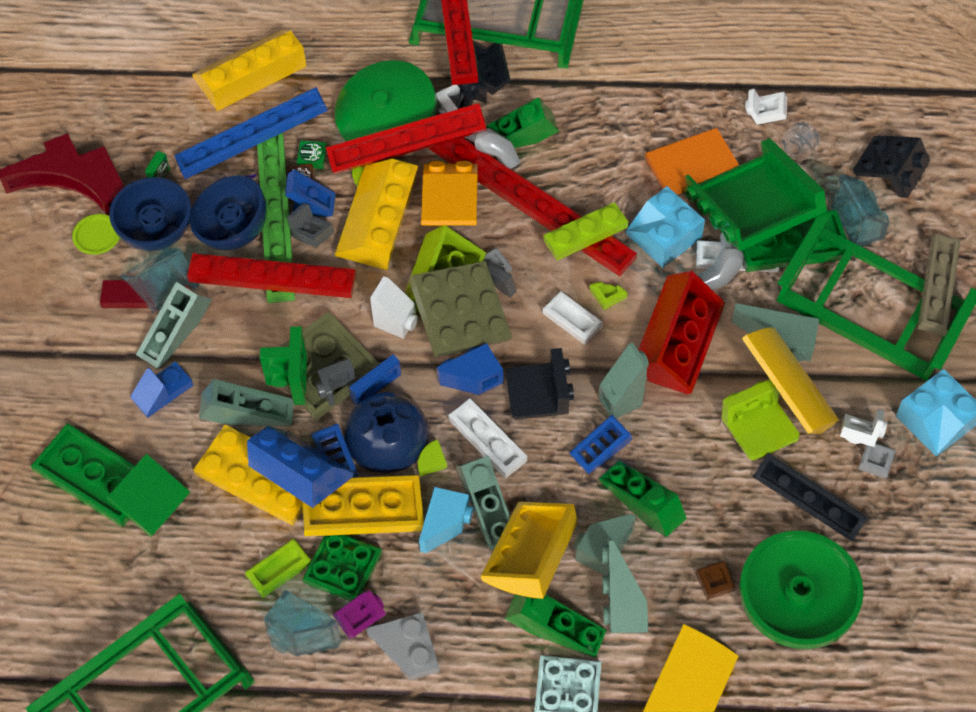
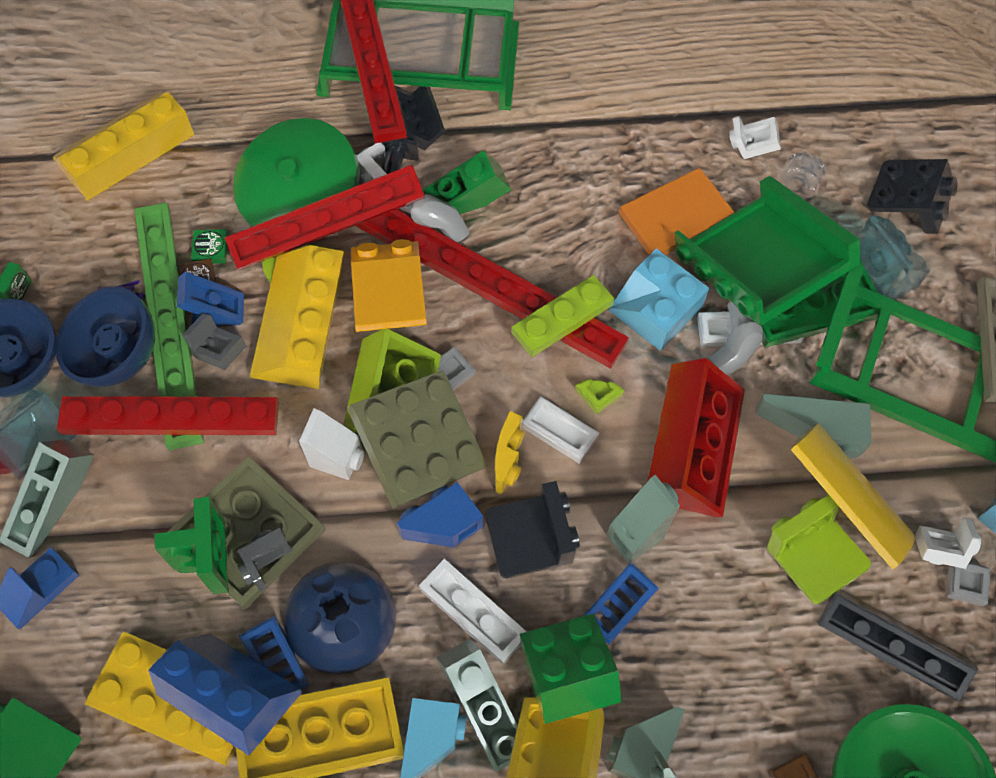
camera: 10 degrees left, 5 degrees up
(242, 405) = (147, 603): sand green slope -> none
(250, 133) = (128, 227): blue tile -> none
(375, 379) = (318, 546): blue tile -> none
(431, 459) = (403, 648): lime tile -> none
(502, 280) = (466, 390): dark grey tile -> none
(527, 329) = (506, 456): none -> yellow slope
(554, 479) = (570, 668): none -> green brick
(645, 498) = (688, 674): green slope -> none

